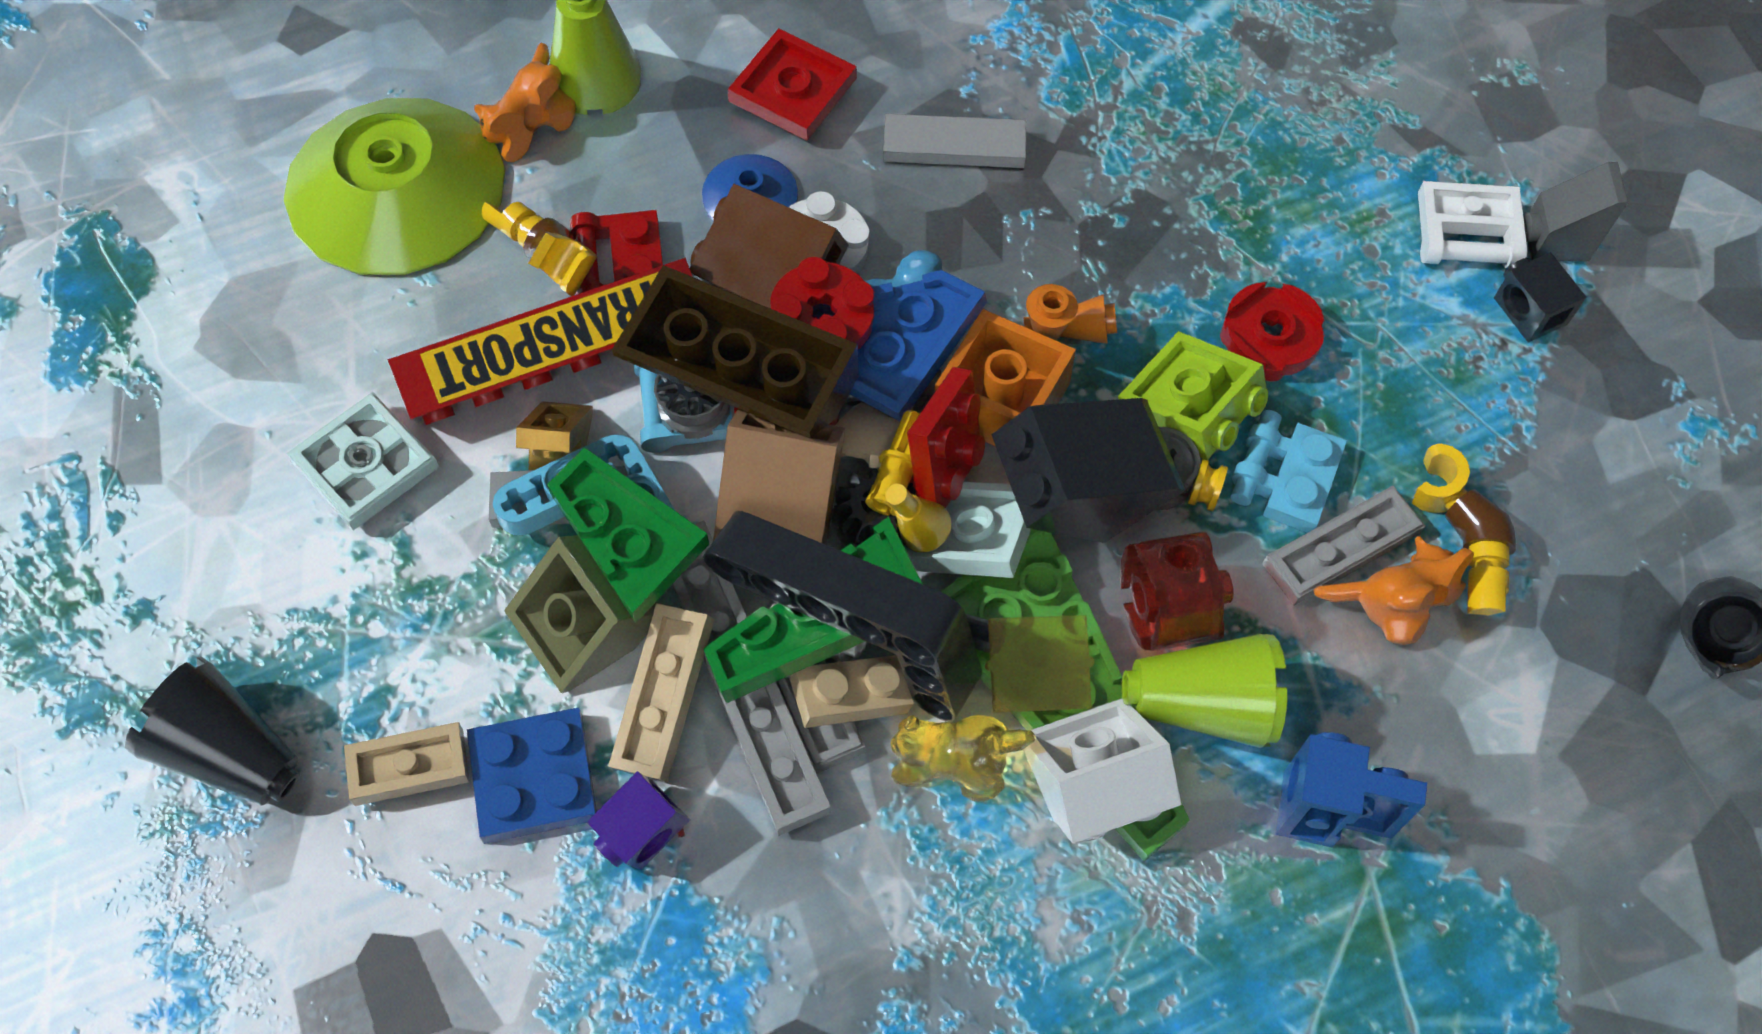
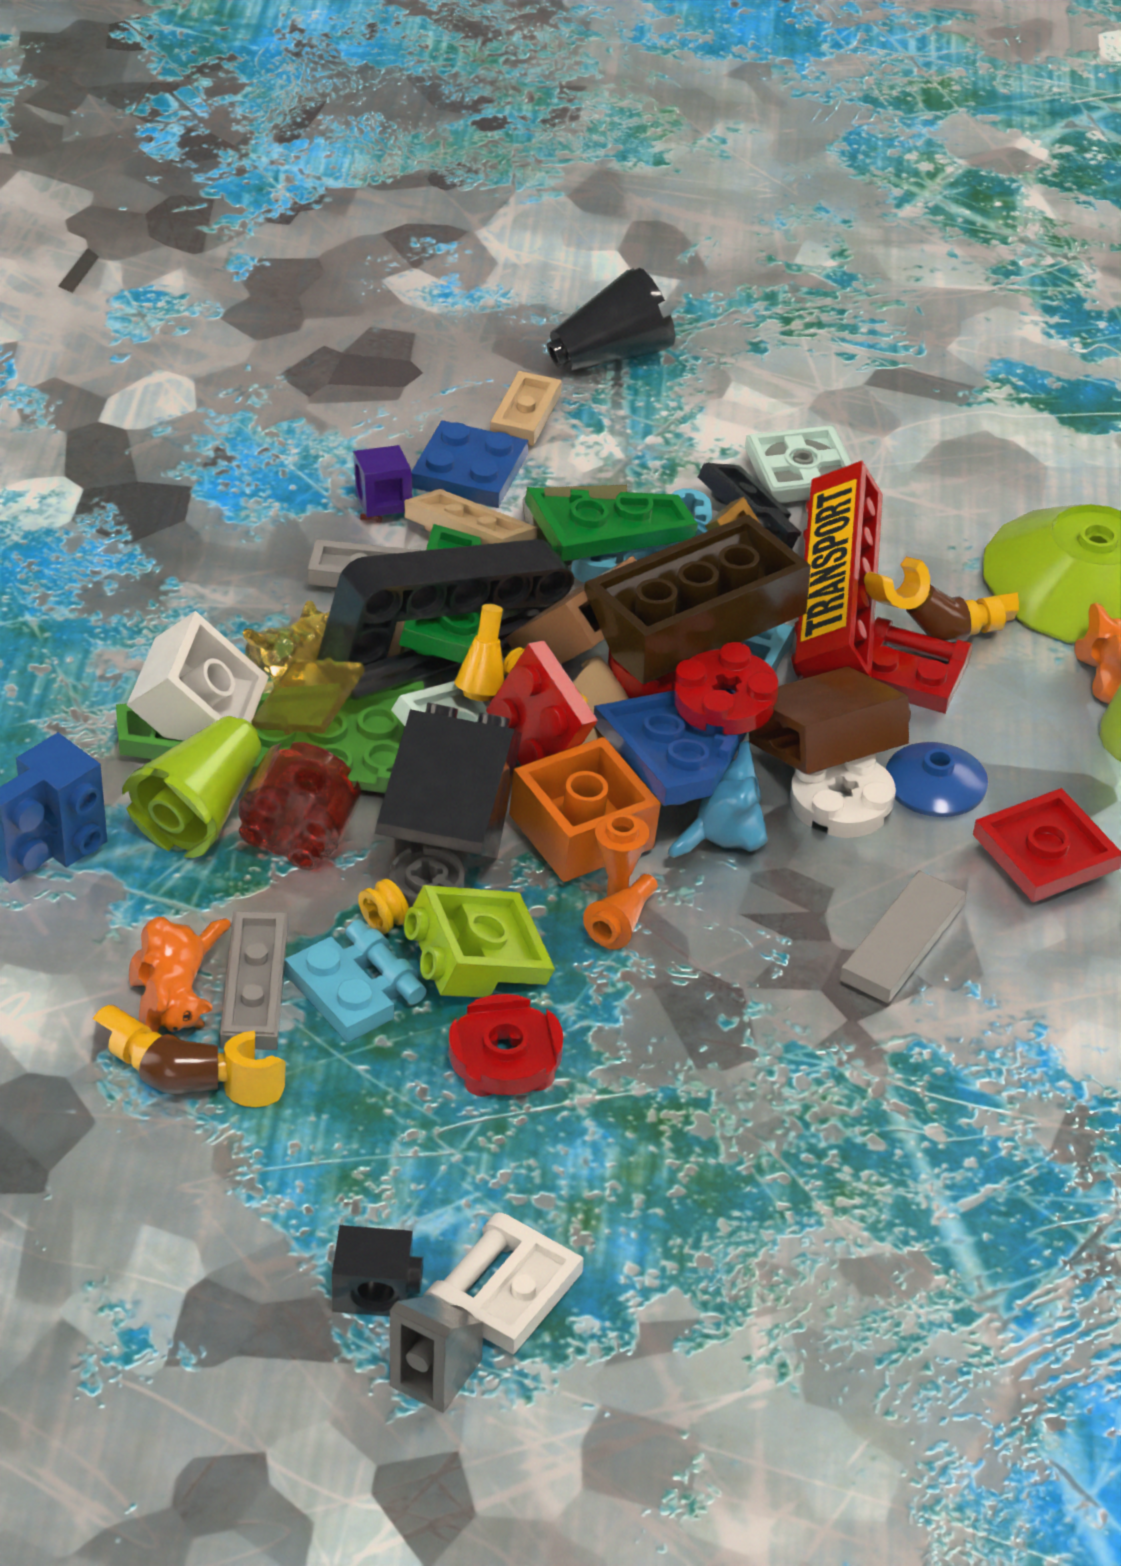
camera: 120 degrees right, 20 degrees down
(461, 471) = (733, 482): none -> black hinge

